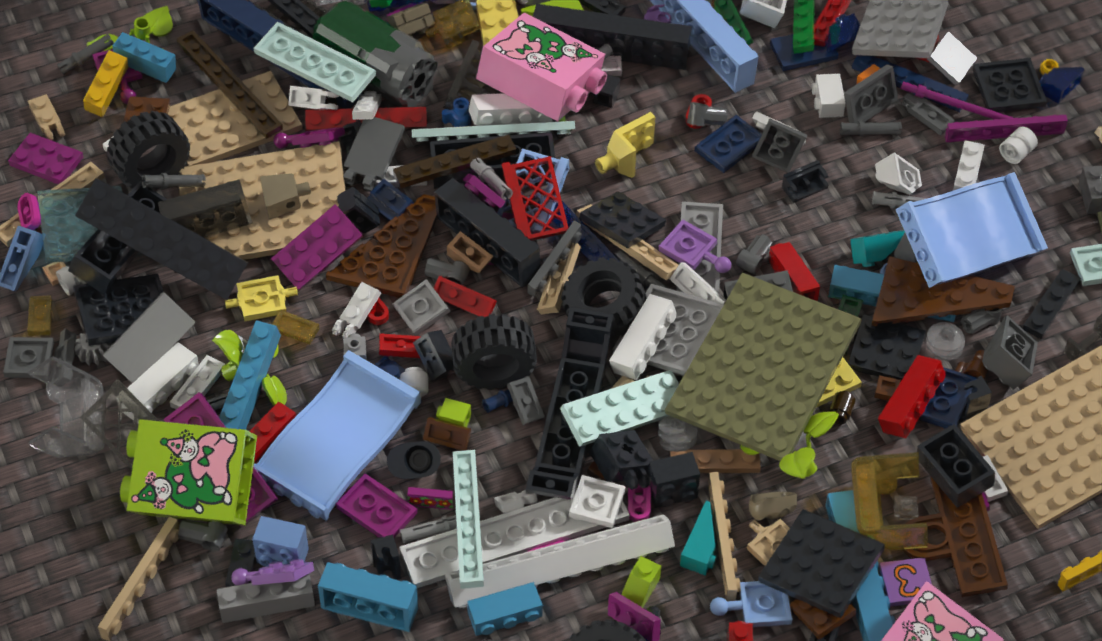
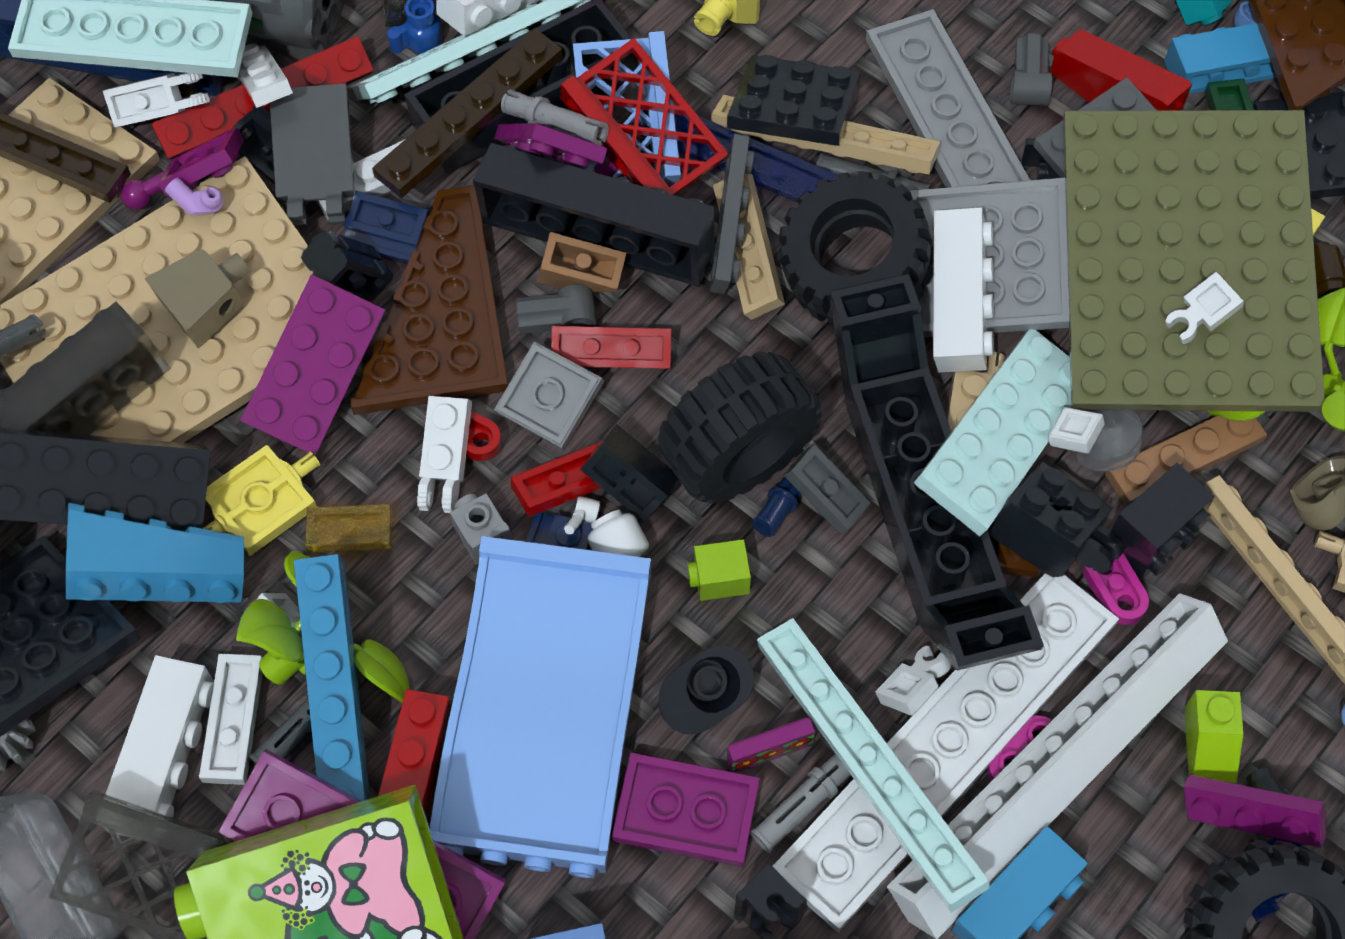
camera: 25 degrees left, 10 degrees up
(149, 337) = (99, 676): light grey tile -> none
(198, 299) = (149, 561): none -> dark azure wedge
(302, 152) = (195, 202): none -> lavender arm
(406, 363) = (585, 510): none -> white hand
(447, 434) = (727, 610): reddish brown plate -> none
(597, 501) = (1068, 621): white plate -> none
(659, 422) = (1076, 430): none -> white tile
(691, 246) = (934, 100): medium lavender plate -> none
(694, 285) = (984, 165): white plate -> none
(700, 547) = (1262, 613): teal slope -> none
(751, 388) = (1208, 305): none -> white plate

